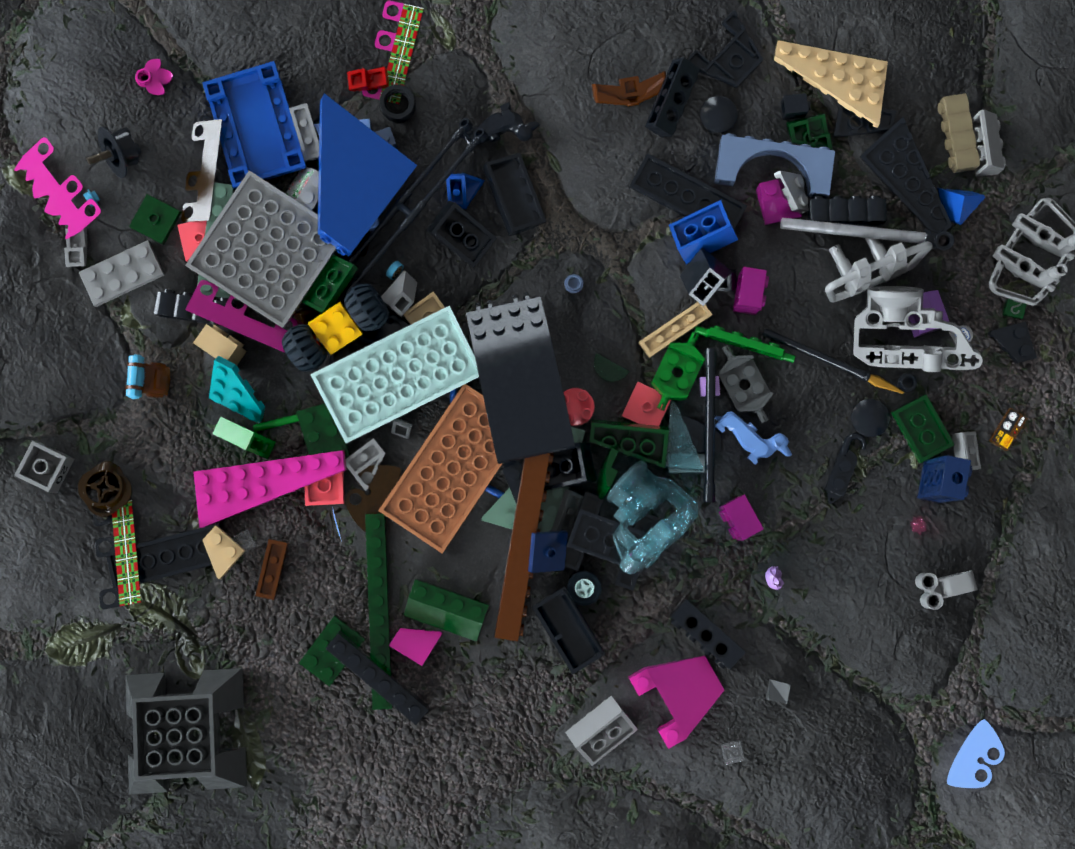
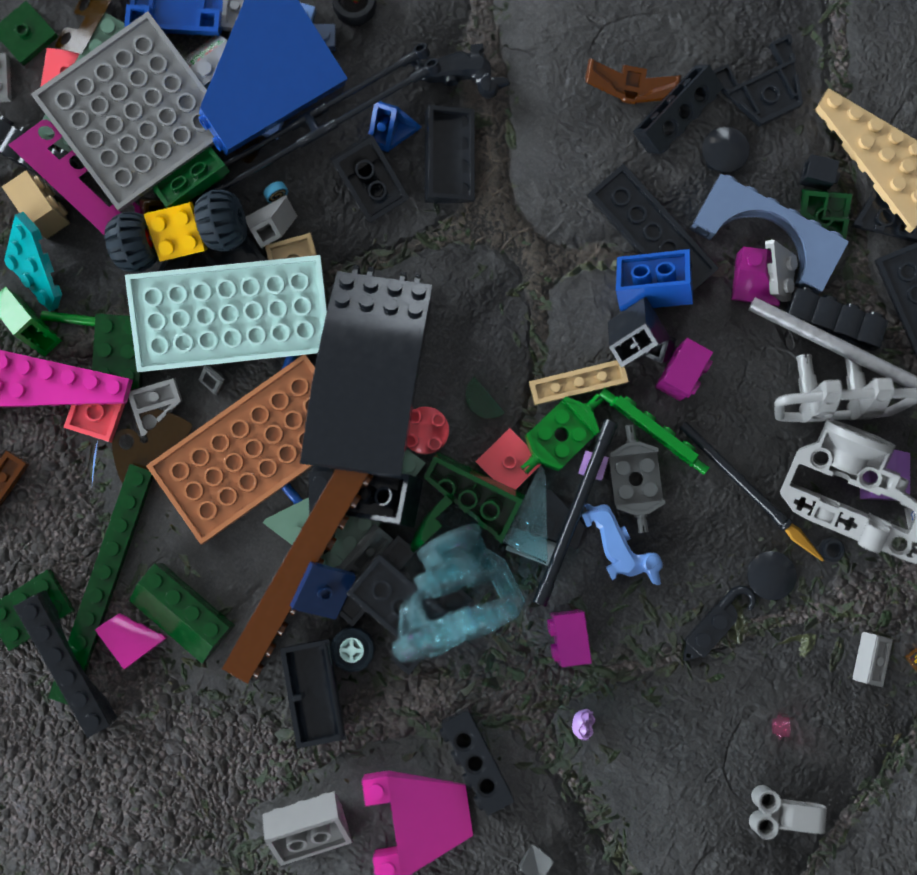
camera: 20 degrees right, 0 degrees up
(573, 283) = (478, 285): sand blue plate -> none
(922, 428) = (830, 612): dark green plate -> none
(945, 479) = (831, 685): dark blue brick -> none

